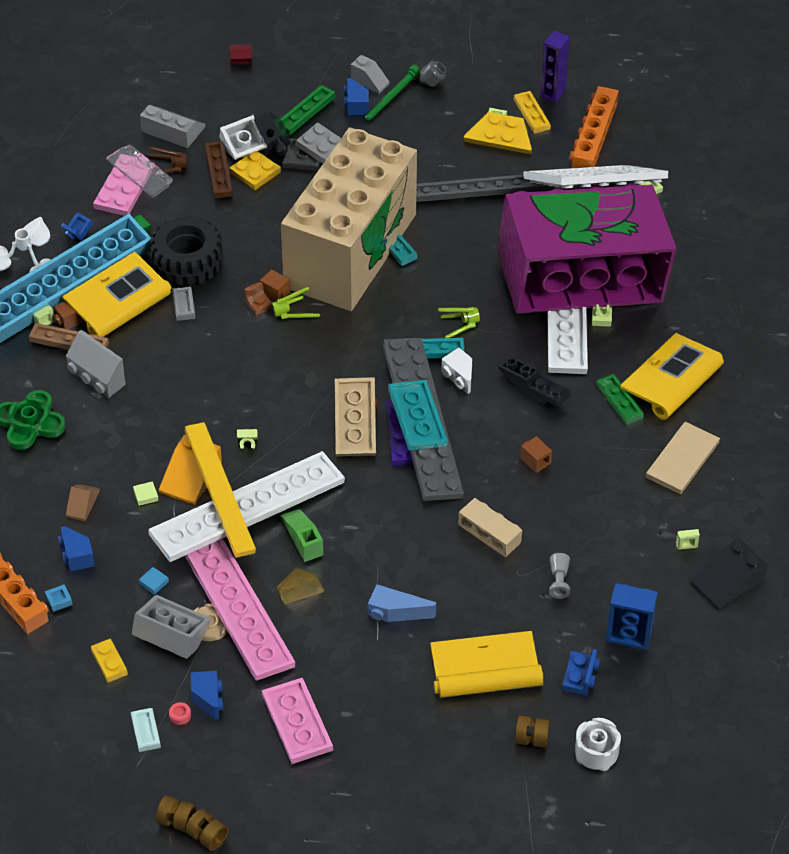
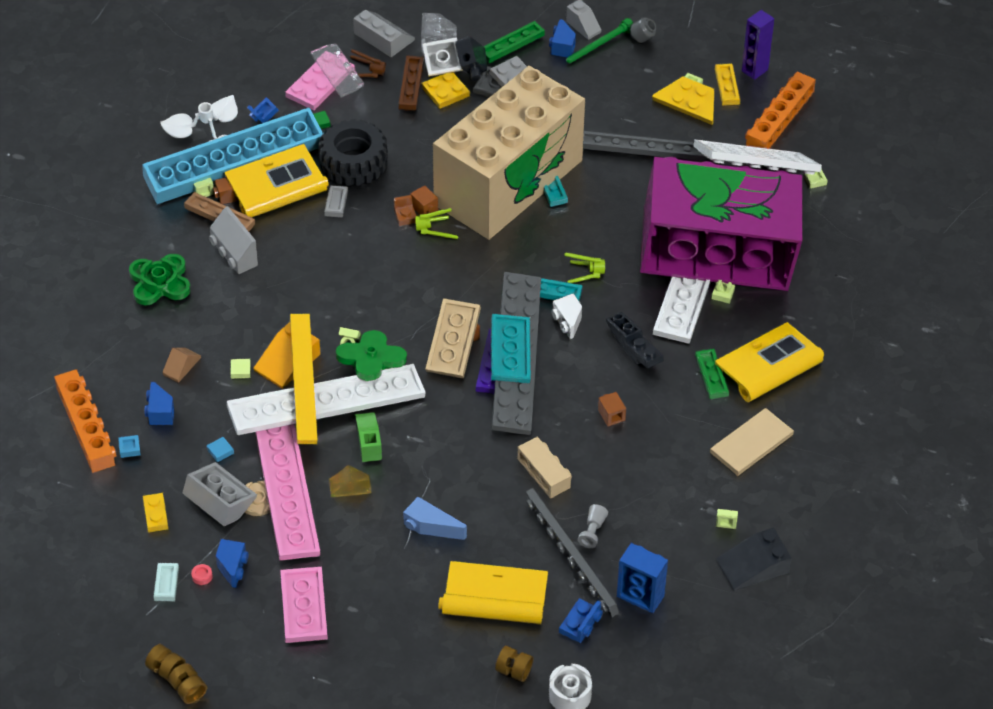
camera: 15 degrees right, 0 degrees up
(224, 111) = (436, 28): none -> clear slope
(277, 452) = (371, 355): none -> green plant
(551, 608) = (574, 557): none -> dark grey plate

